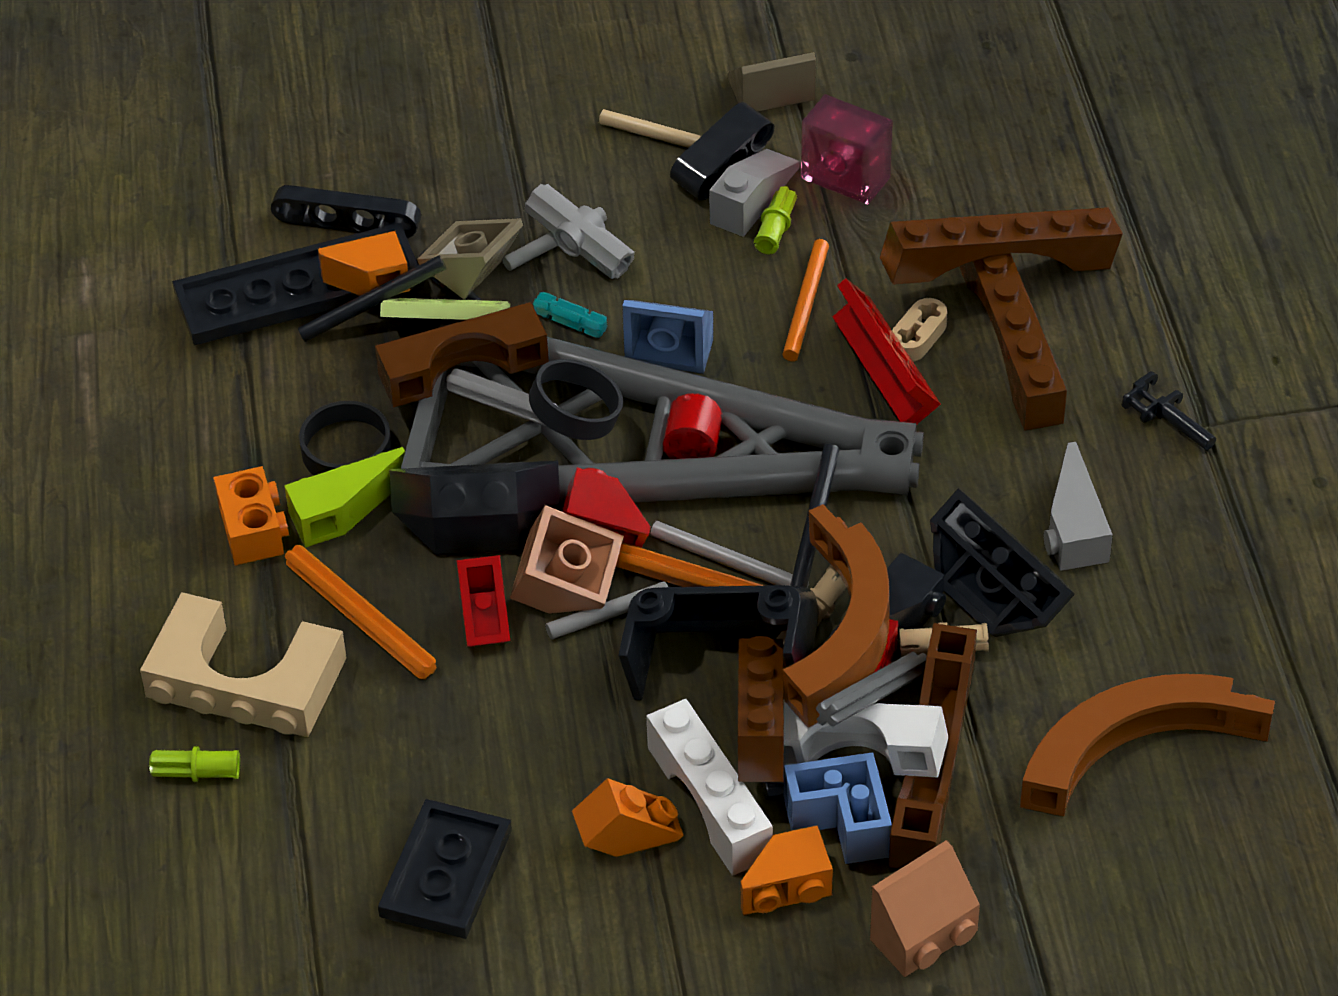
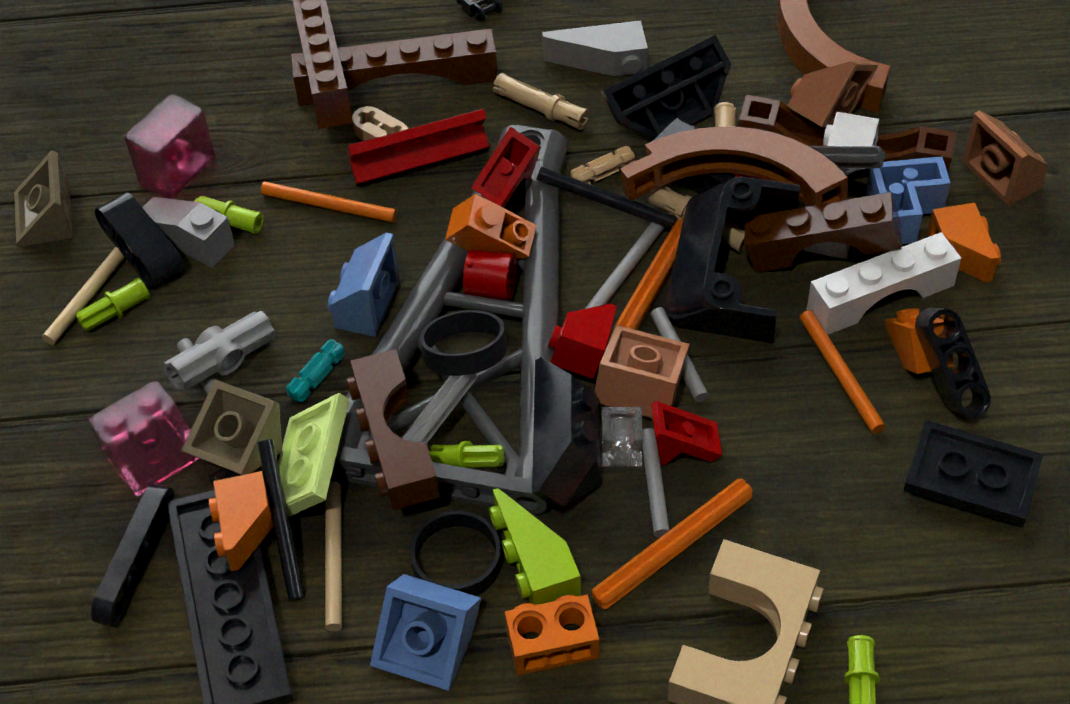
camera: 85 degrees left, 5 degrees up
(259, 421) = (424, 631): none -> medium blue slope
(322, 358) = (333, 558): none -> tan bar
(416, 597) = (655, 483): none -> light grey bar
(453, 430) = (468, 455): none -> lime axle
(474, 538) = (622, 436): none -> clear brick
(475, 188) = (143, 437): none -> clear pink slope
(569, 824) = (966, 374): none -> black beam
(577, 762) = (842, 372): none -> orange bar
(644, 152) = (113, 304): none -> lime axle
(737, 411) = (489, 227): none -> orange slope
(821, 409) = (507, 167): none -> red slope
(881, 527) = (604, 165): none -> tan axle
(994, 719) = (831, 91): none -> nougat slope
(1000, 435) = (551, 105): none -> tan pin

